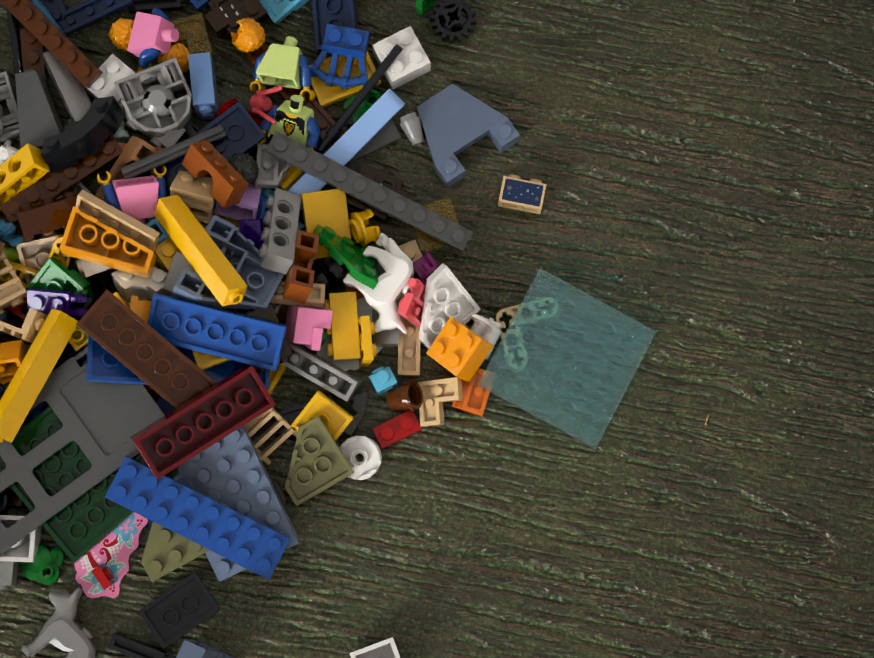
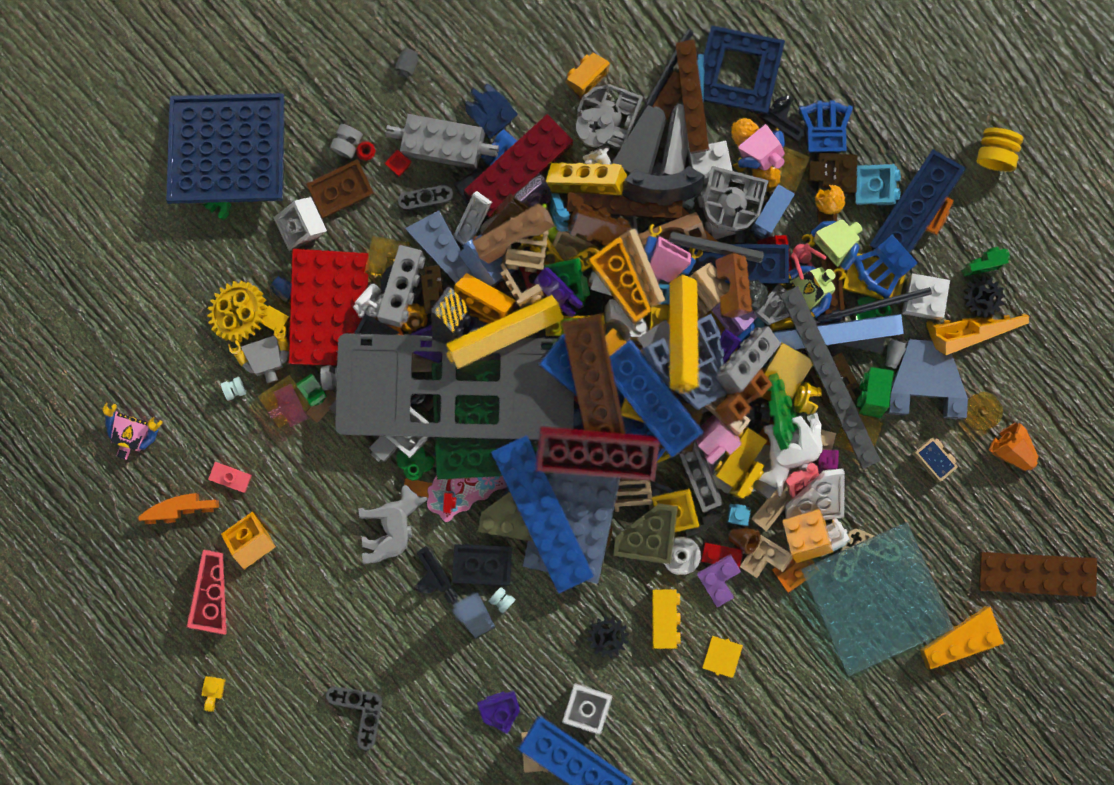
camera: 35 degrees right, 5 degrees up
(65, 585) = (418, 487): none -> orange sticker
(223, 628) = (505, 603): none -> light aqua wheel
(359, 585) = (618, 644): none -> black gear
(388, 526) = (665, 618): none -> yellow brick
(405, 453) = (715, 577): none -> medium lavender plate
(420, 174) = (875, 392): none -> green brick
(463, 60) = (970, 331): none -> light orange wedge
(468, 521) = (722, 656): none -> yellow piece
(536, 109) = (991, 405): none -> clear yellow plate
(585, 129) = (1015, 447): none -> orange cone
(674, 332) = (968, 638): none -> light orange wedge
(692, 226) = (1038, 574): none -> reddish brown plate

